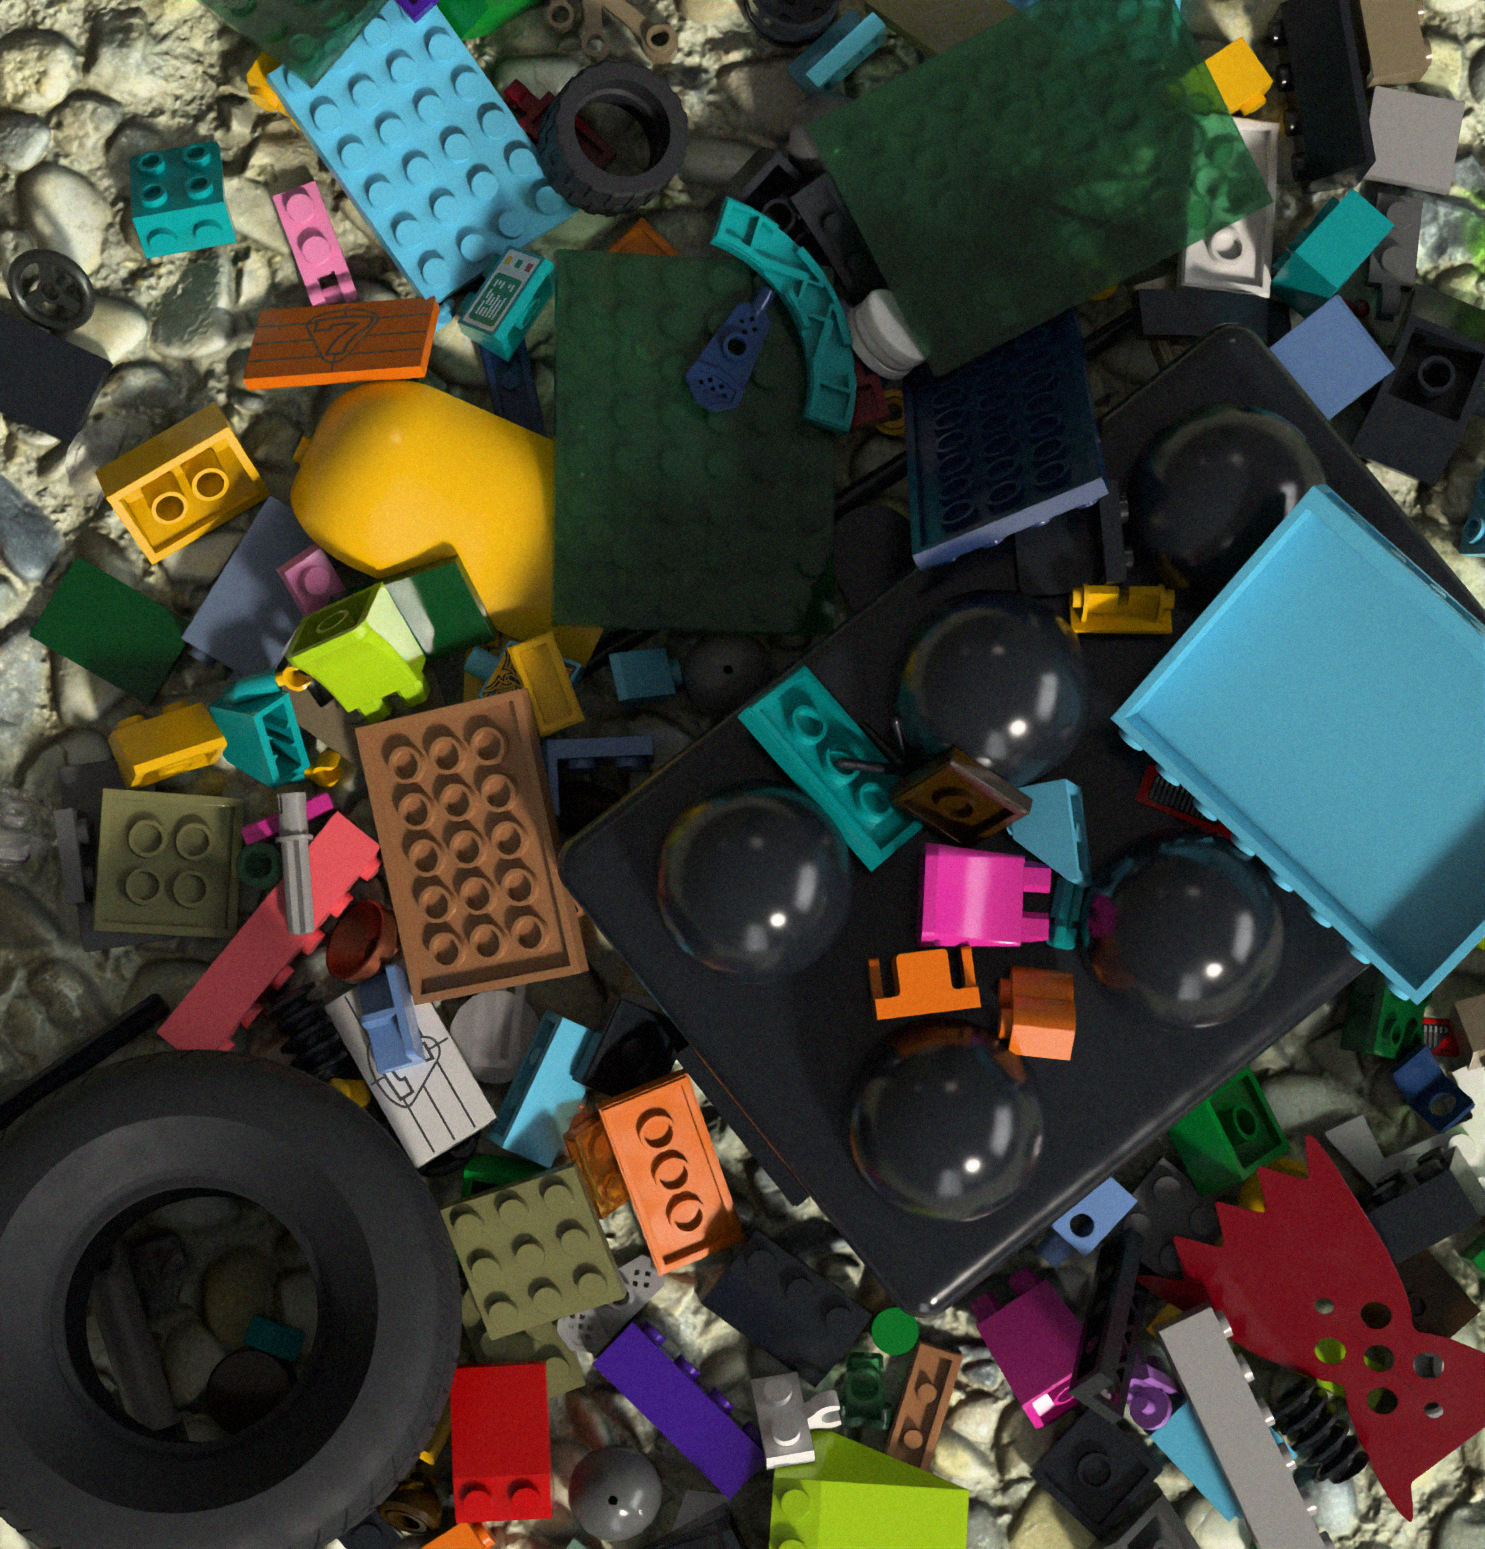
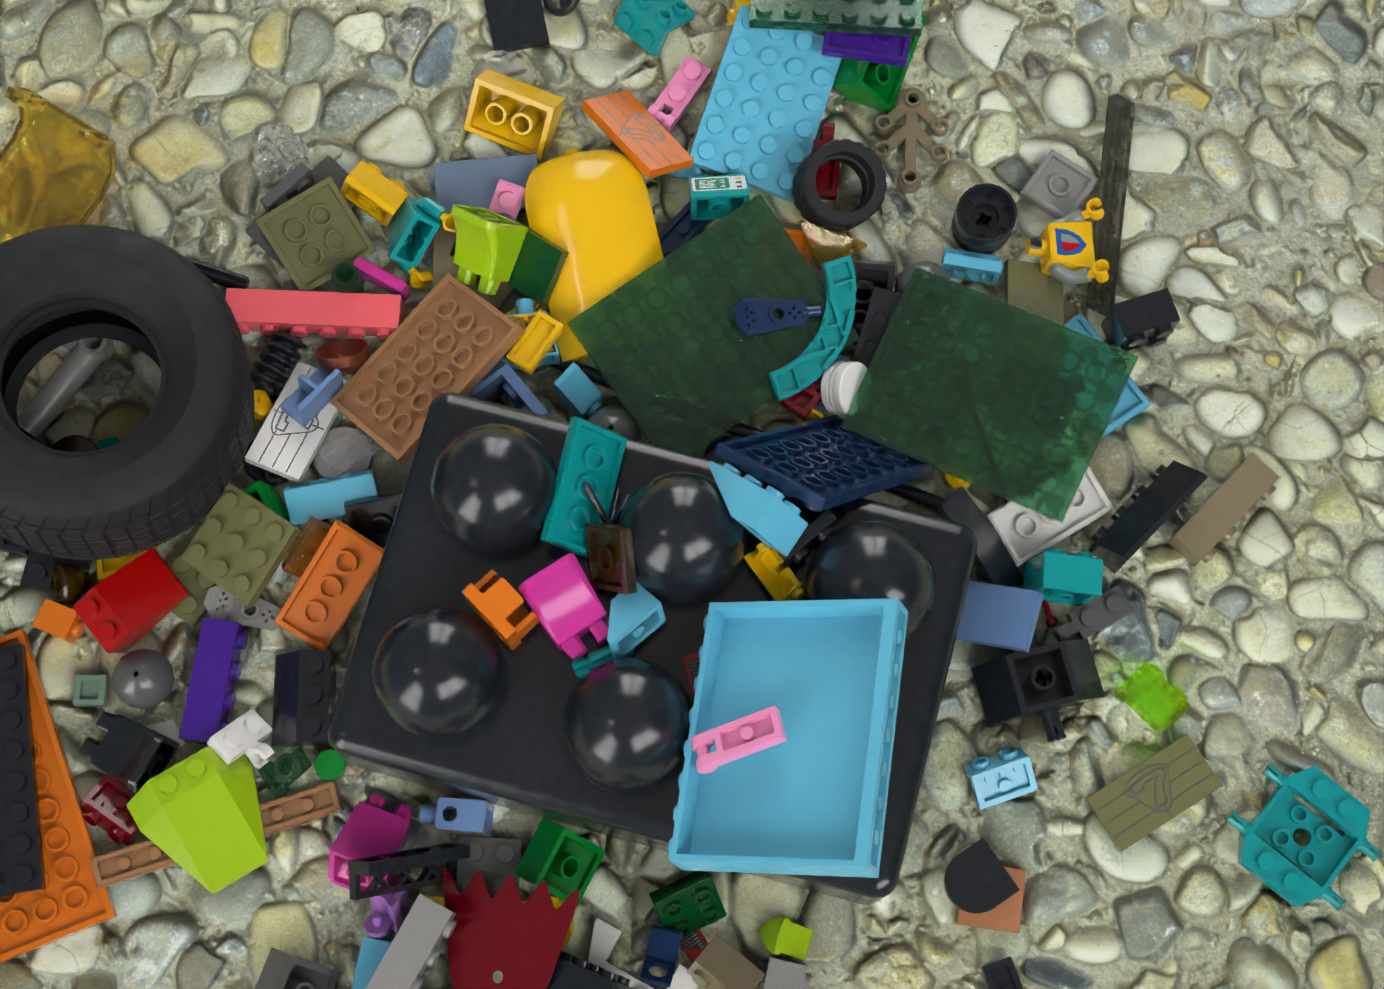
camera: 55 degrees right, 10 degrees down
(112, 631) = (415, 133): dark green tile -> none
(295, 861) = (359, 291): light grey axle -> none
(675, 211) = (828, 244): none -> clear yellow tile
(1037, 1012) = (528, 678): orange brick -> none
(1039, 568) = (759, 509): none -> medium azure slope
(1095, 1471) = (326, 925): black plate -> none
(1240, 77) = (1114, 466): yellow slope -> none
(1334, 810) = (738, 739): none -> bright pink plate
(1414, 139) = (1160, 582): light grey tile -> none

